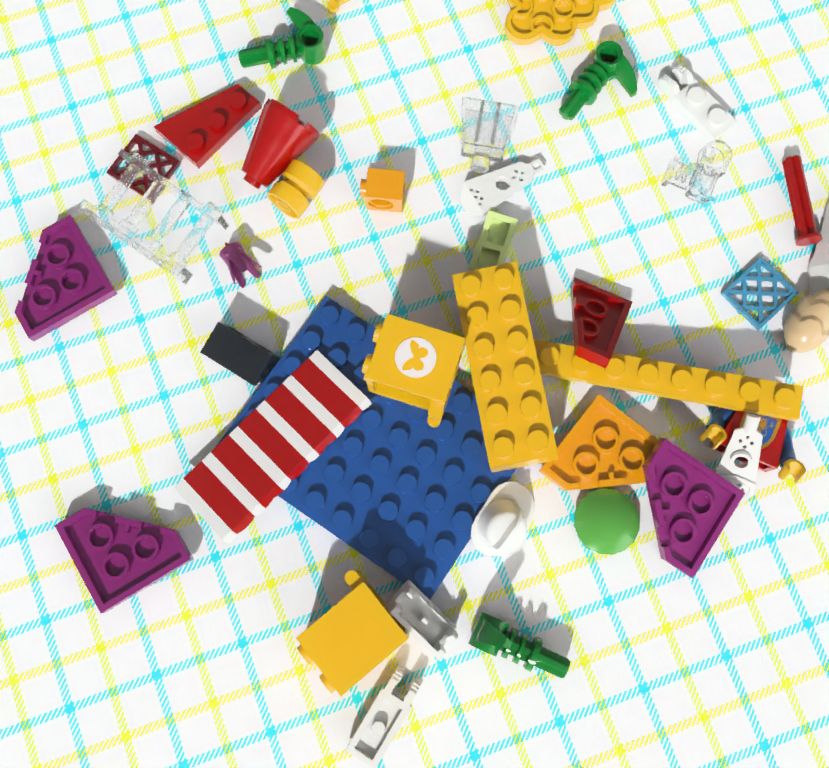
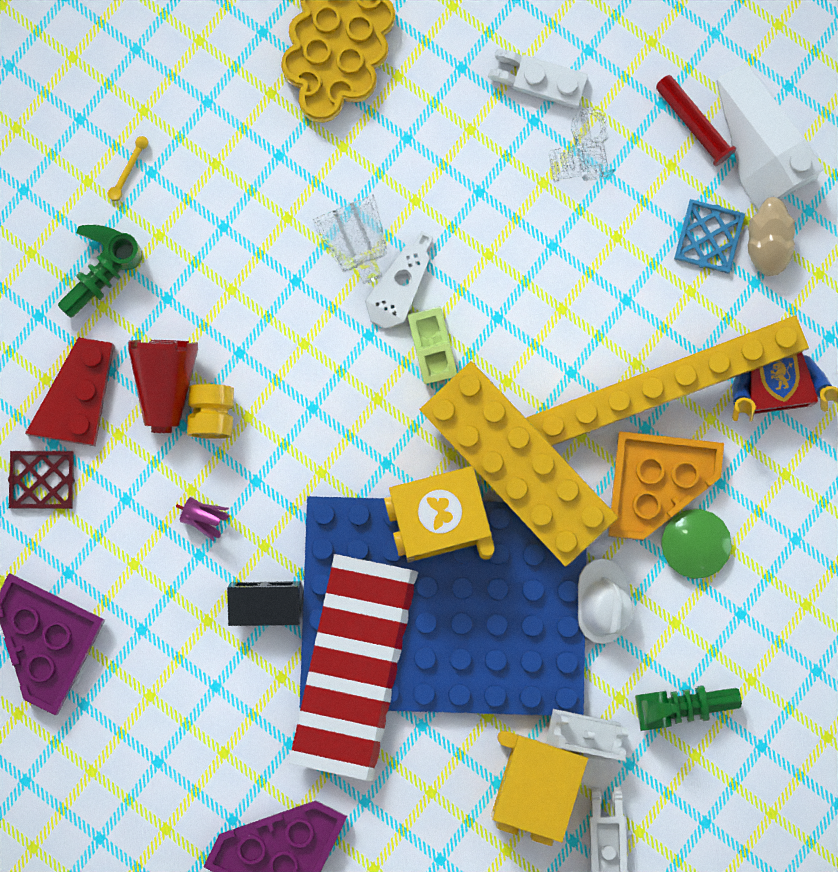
camera: 30 degrees left, 5 degrees up
(151, 245) = (73, 552): clear fence -> none
(383, 190) = (294, 358): light orange brick -> none
(596, 75) = (426, 111): green piece -> none
(596, 321) = (576, 364): red wing -> none
(686, 505) = (758, 485): magenta plate -> none
(745, 473) = (785, 436): white piece -> none

